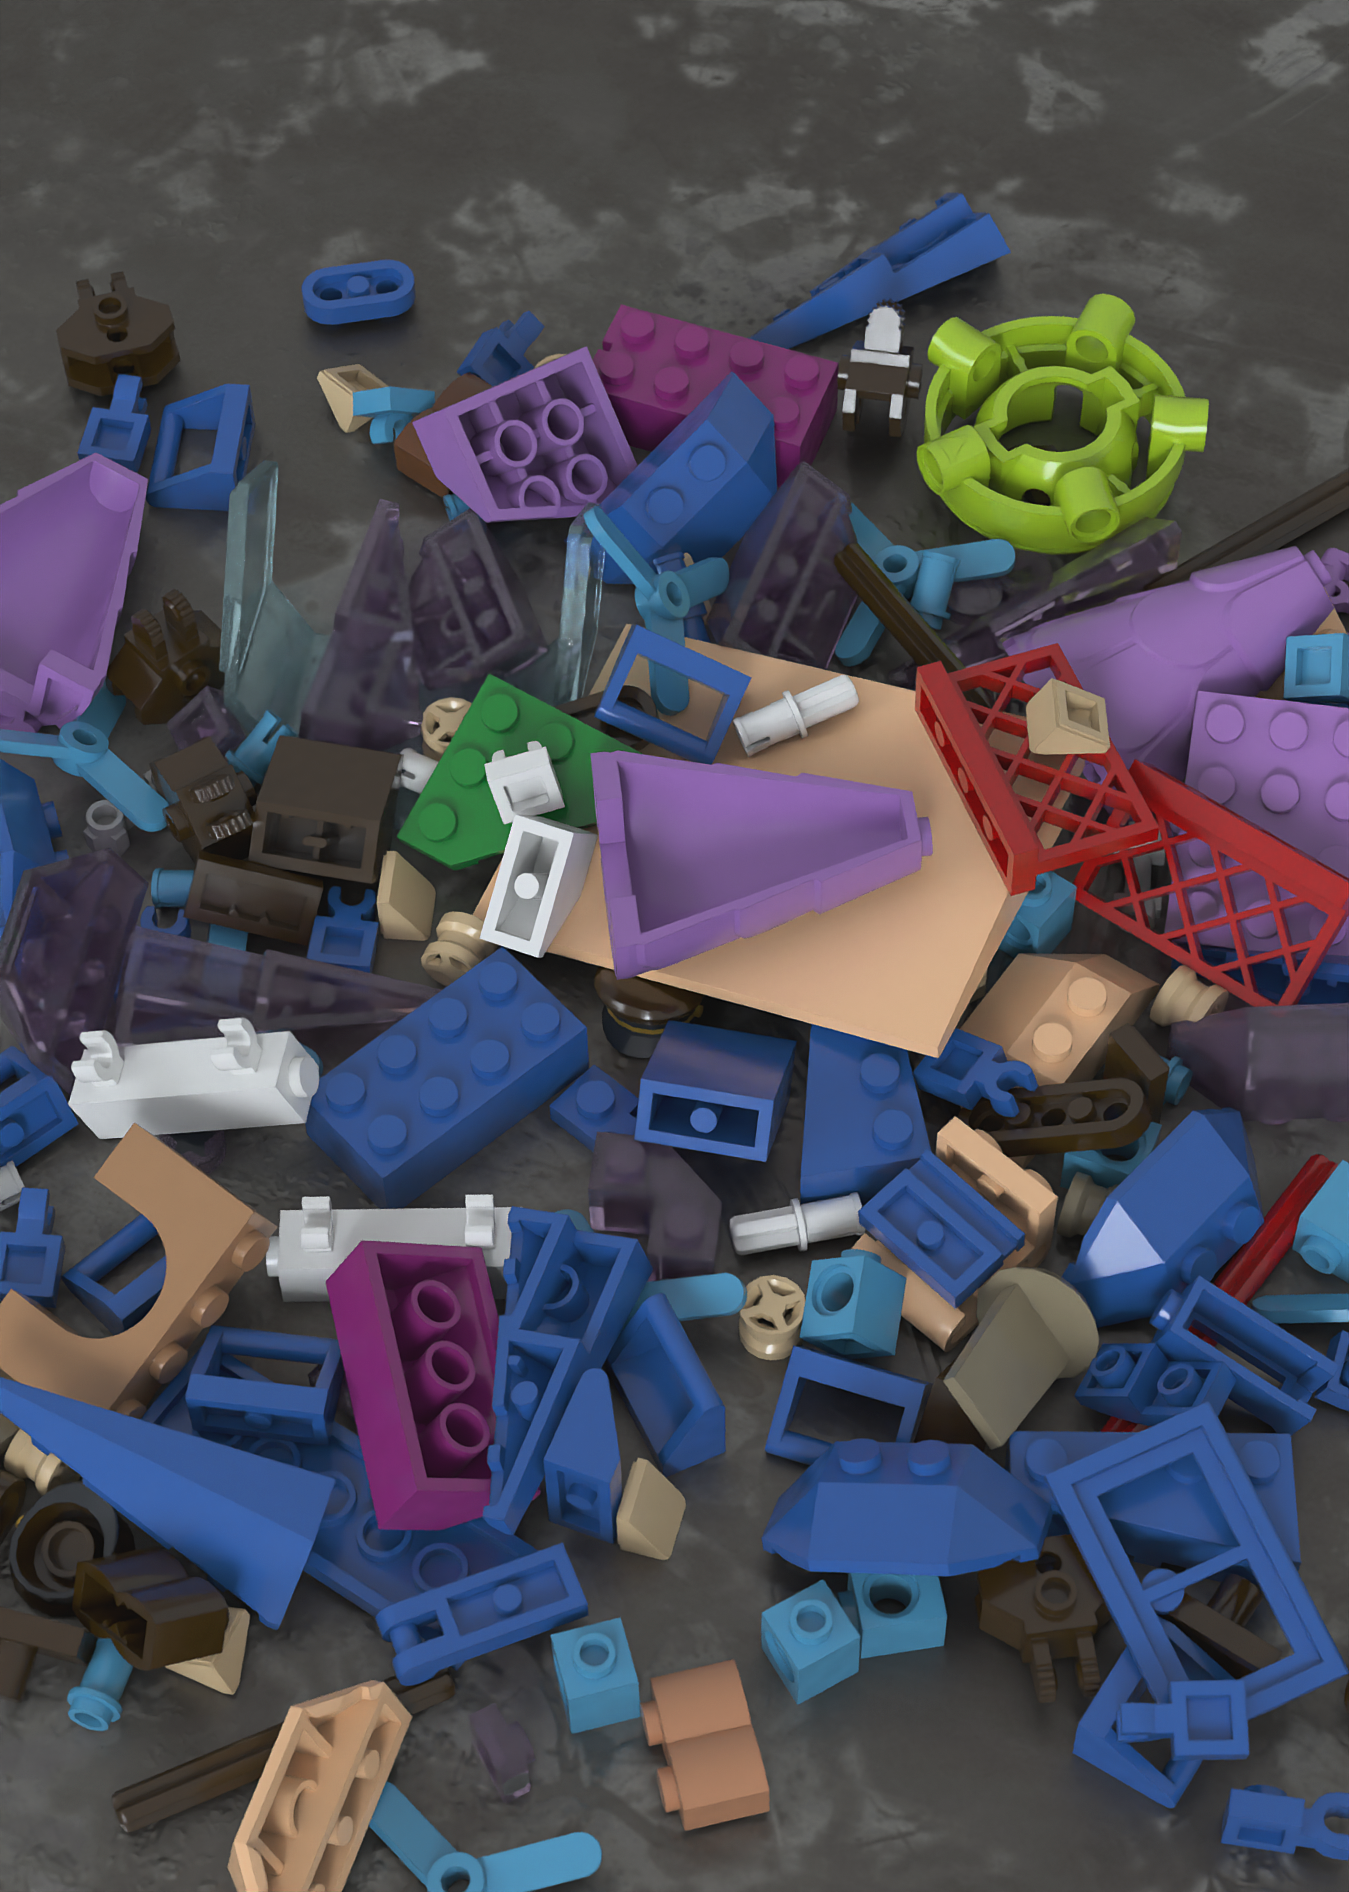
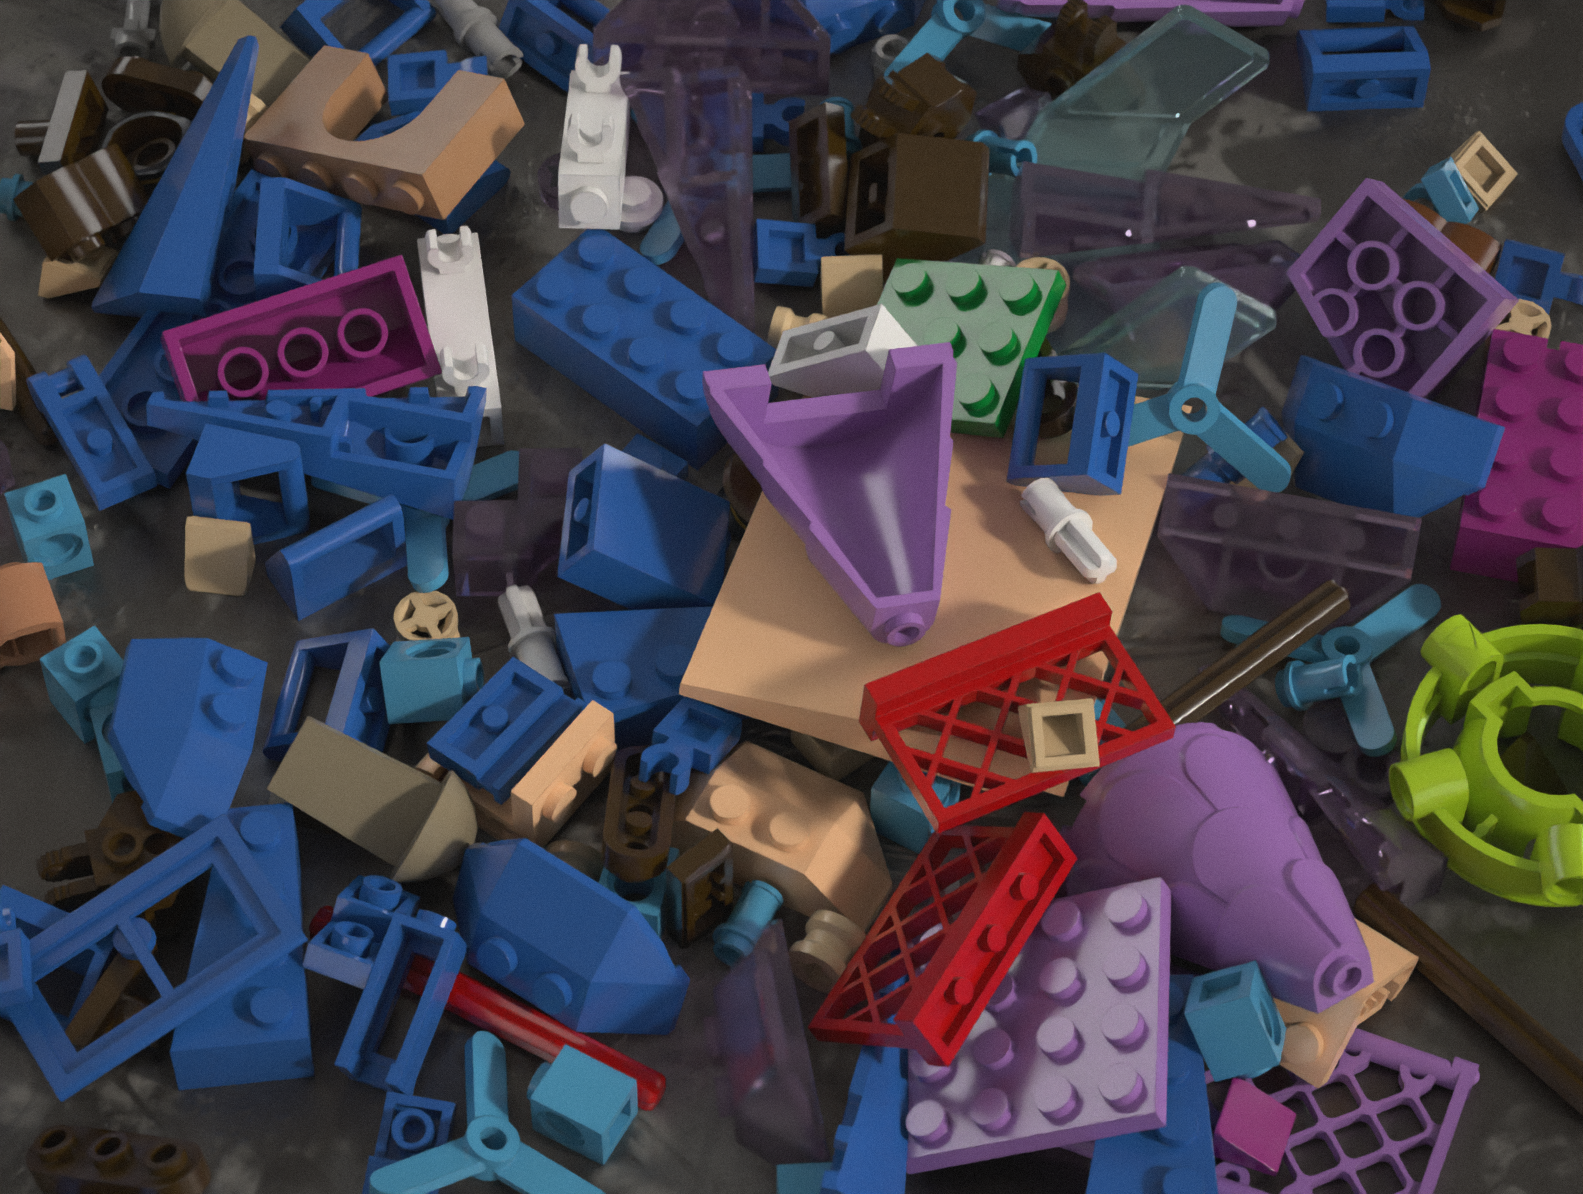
camera: 80 degrees right, 0 degrees up
(524, 783) = (938, 311): white tile -> none

